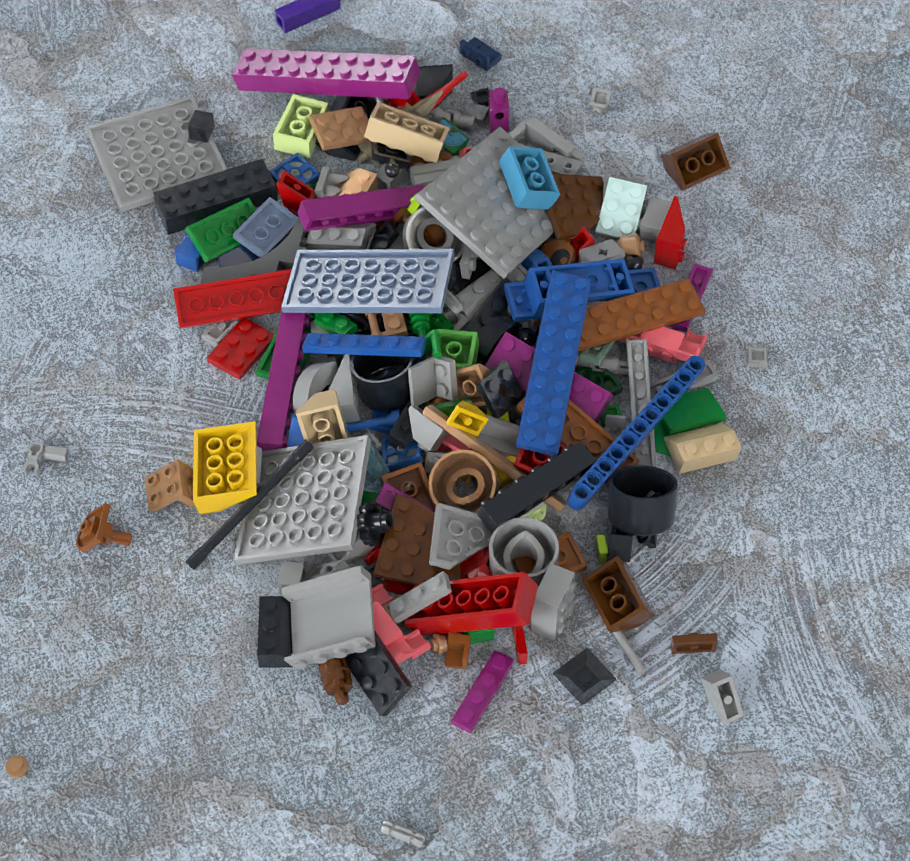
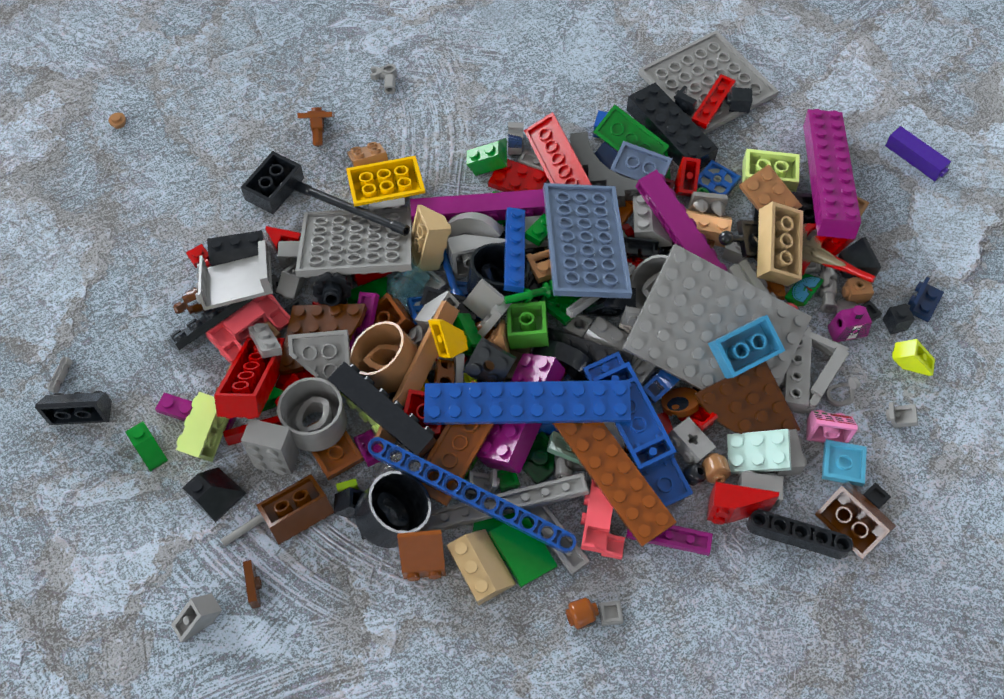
camera: 80 degrees right, 5 degrees up
(184, 585) = (272, 182): none -> black brick
(185, 340) = (515, 138): none -> light grey leg
(188, 173) = (685, 102): none -> black bracket
(194, 149) = (713, 101): none -> red plate
(205, 365) = (487, 157): none -> green slope
(268, 583) = (275, 235): none -> red slope
(269, 678) = (194, 254): none -> red plate
(456, 806) = (75, 408): none -> black slope
(459, 97) = (857, 290): none -> medium nougat brick
(498, 75) = (898, 318): none -> black brick
(500, 437) = (444, 371): none -> reddish brown leg
(516, 664) = (202, 429): none -> yellowish green brick
(517, 738) = (146, 446): none -> green slope
(541, 77) = (913, 357): none -> neon yellow slope
(564, 124) = (853, 383): none -> light grey piece
(564, 521) = (362, 444): none -> magenta plate
(603, 152) = (830, 427): none -> bright pink slope
(638, 154) = (844, 462): none -> medium azure plate
(672, 141) = (877, 495): none -> black tile
(691, 486) = (422, 555): none -> dark orange slope
(705, 201) = (808, 531): none -> black beam
(758, 374) = (582, 613): none -> dark orange head

